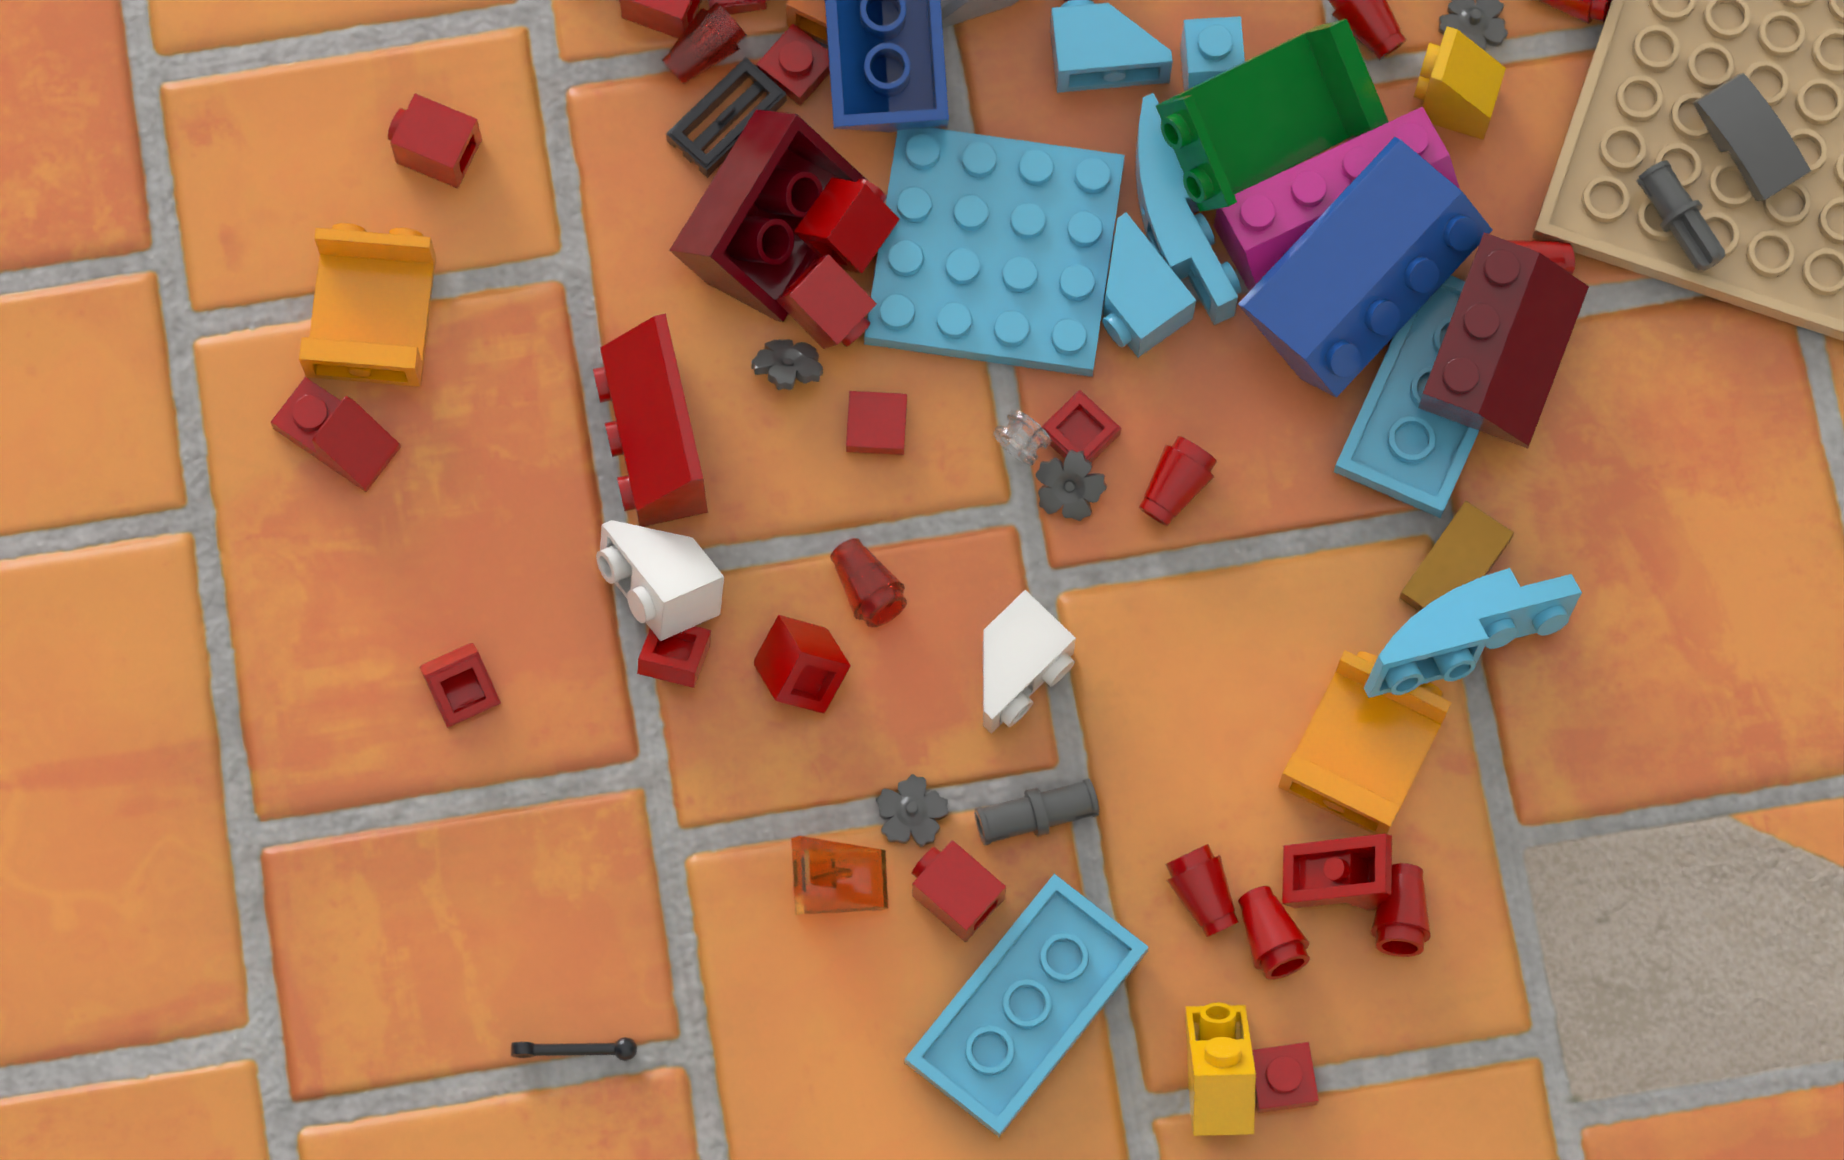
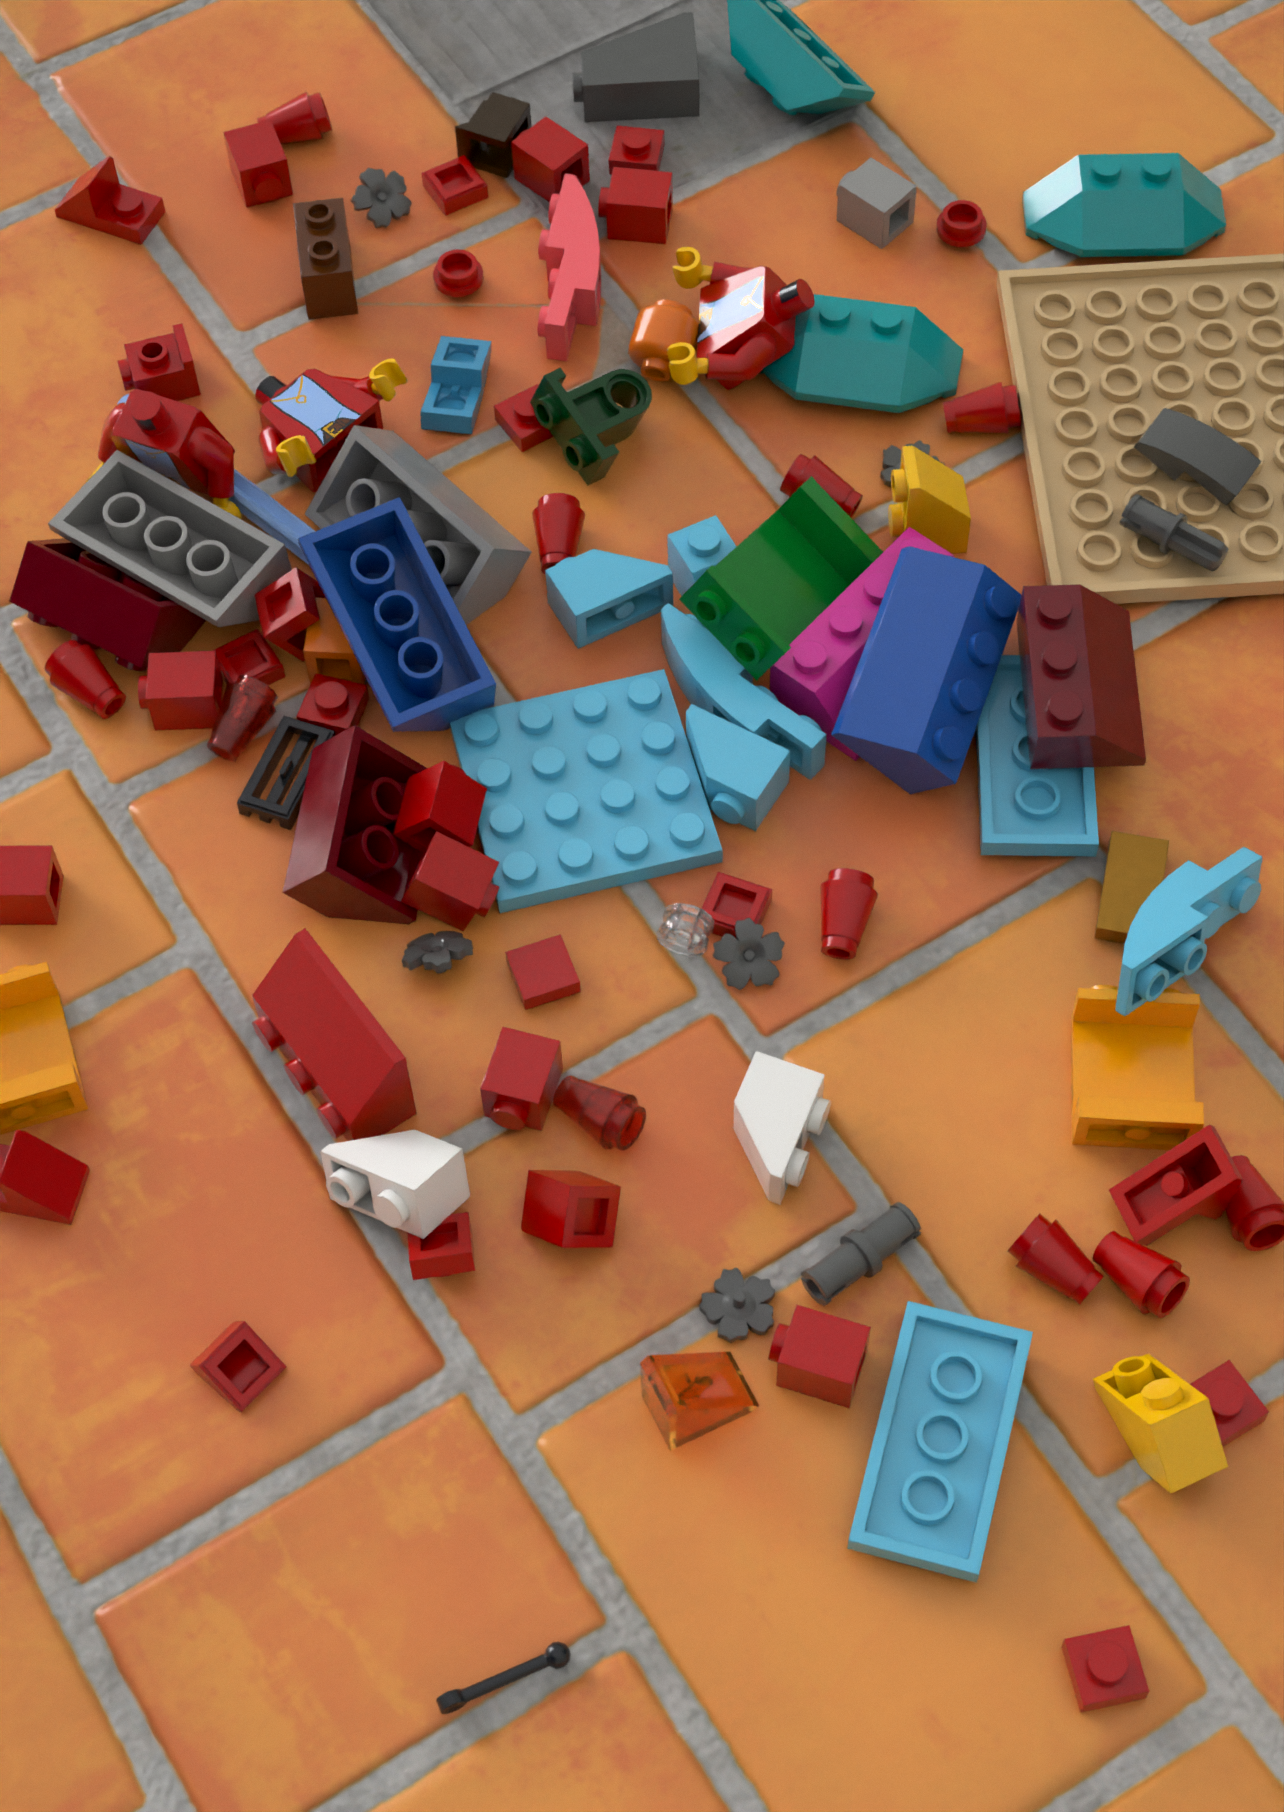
camera: 20 degrees left, 15 degrees down
(809, 525) = (521, 1079): none -> red brick

